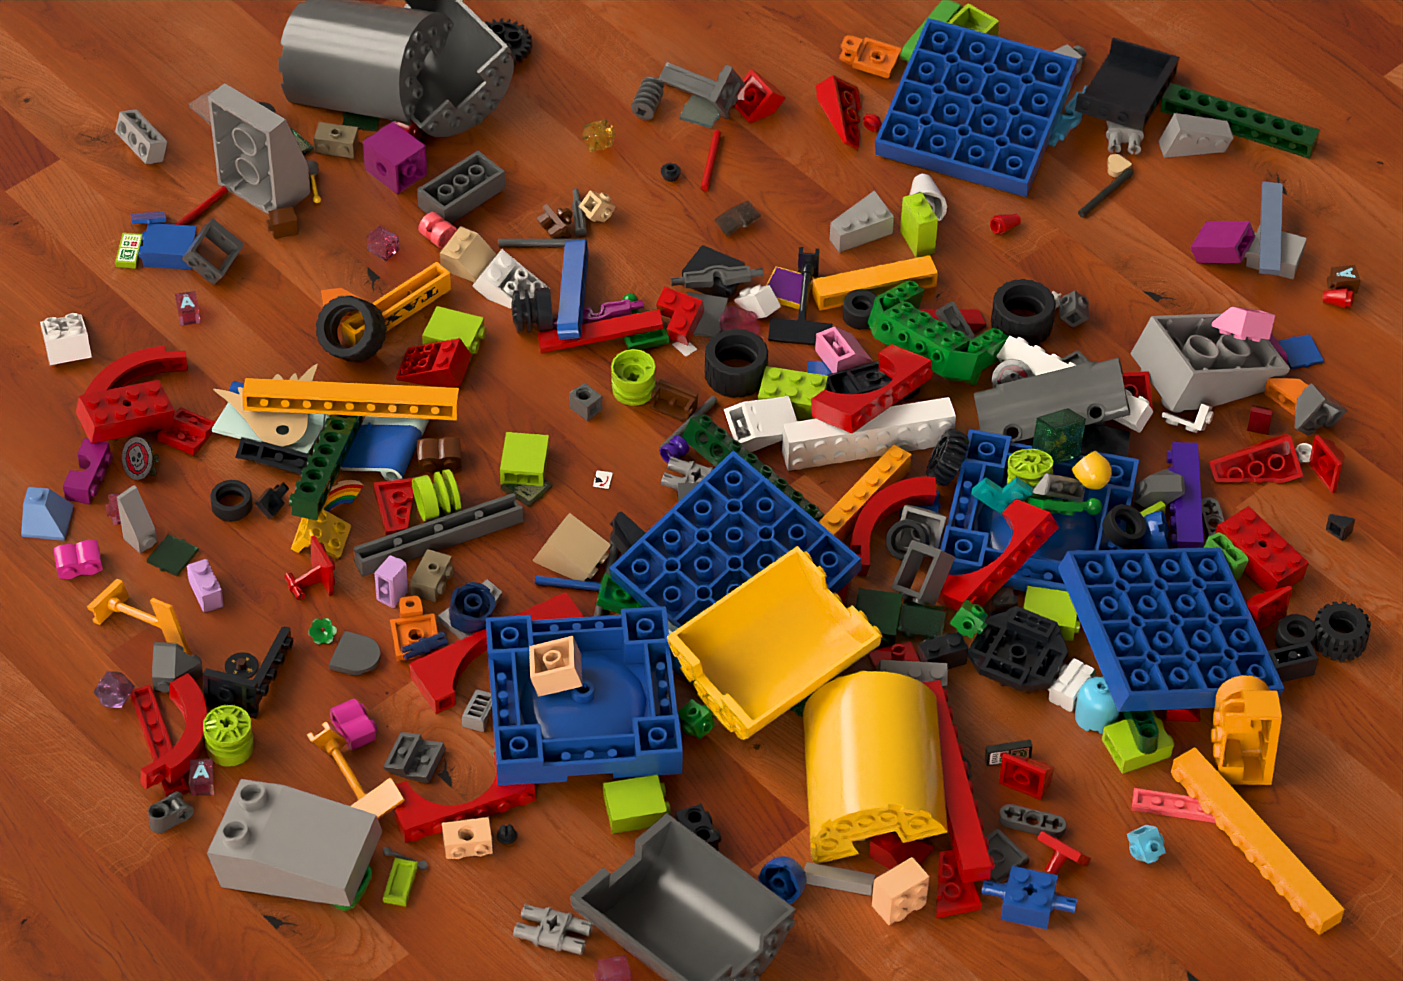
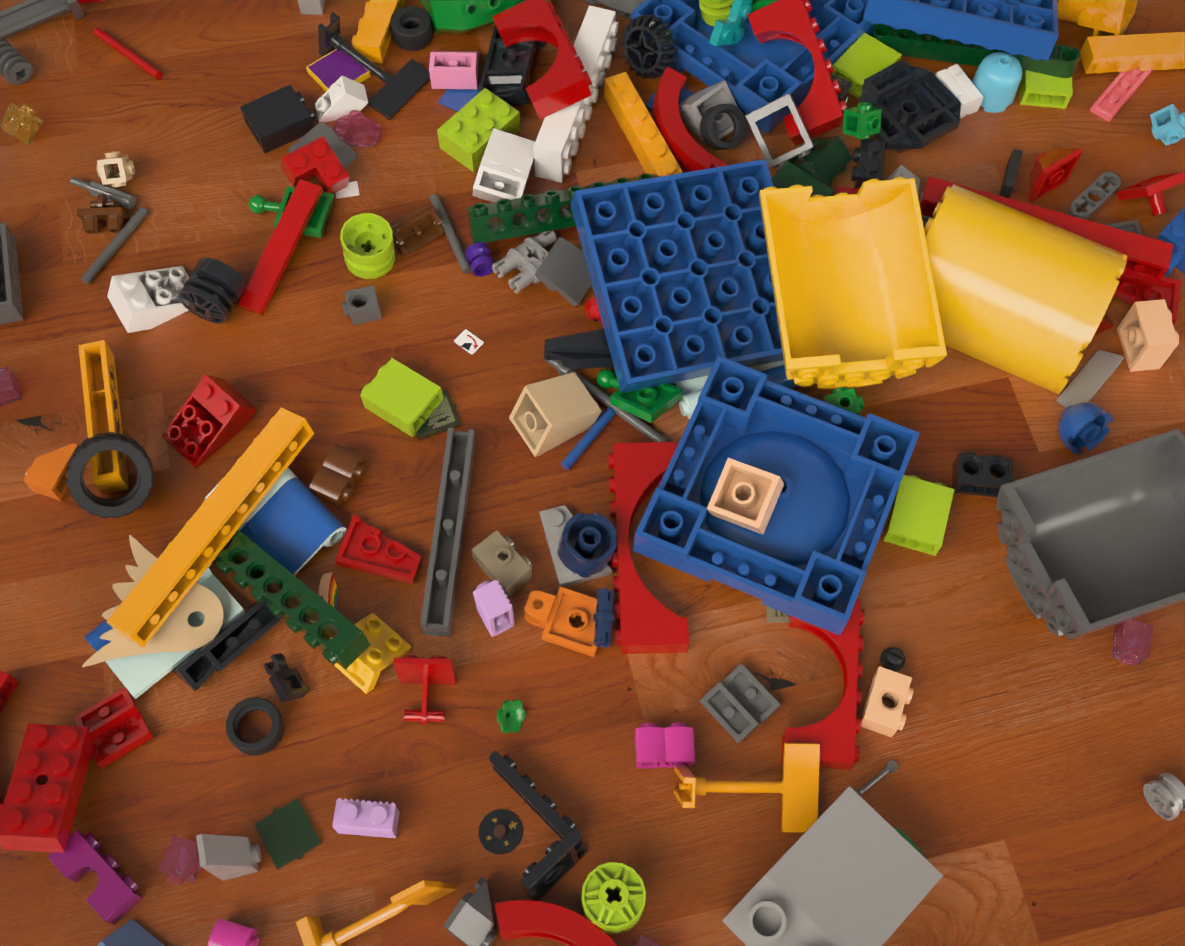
camera: 60 degrees left, 15 degrees up
(139, 458) = (123, 805): shield -> none
(355, 654) = (561, 696): dark grey tile -> none
(400, 882) = (907, 802): lime tile -> none
(436, 229) = (35, 323): coral wheel -> none
(441, 494) = (402, 504): lime wheel -> none
(452, 324) = (176, 377): lime brick -> none
(466, 255) = (83, 316): tan slope -> none
(474, 722) = (718, 624): light grey slope -> none
(553, 929) = (1051, 686): light grey pin -> none
(572, 289) = (210, 242): beam -> none
(608, 311) = (260, 227): magenta piece -> none
(670, 172) = (115, 91): black plate -> none
(699, 112) = (58, 32): clear light blue piece -> none
(728, 275) = (288, 123): dark grey piece -> none
(735, 345) = (404, 132): black tyre -> none
(738, 216) = (222, 67): clear smoke slope -> none

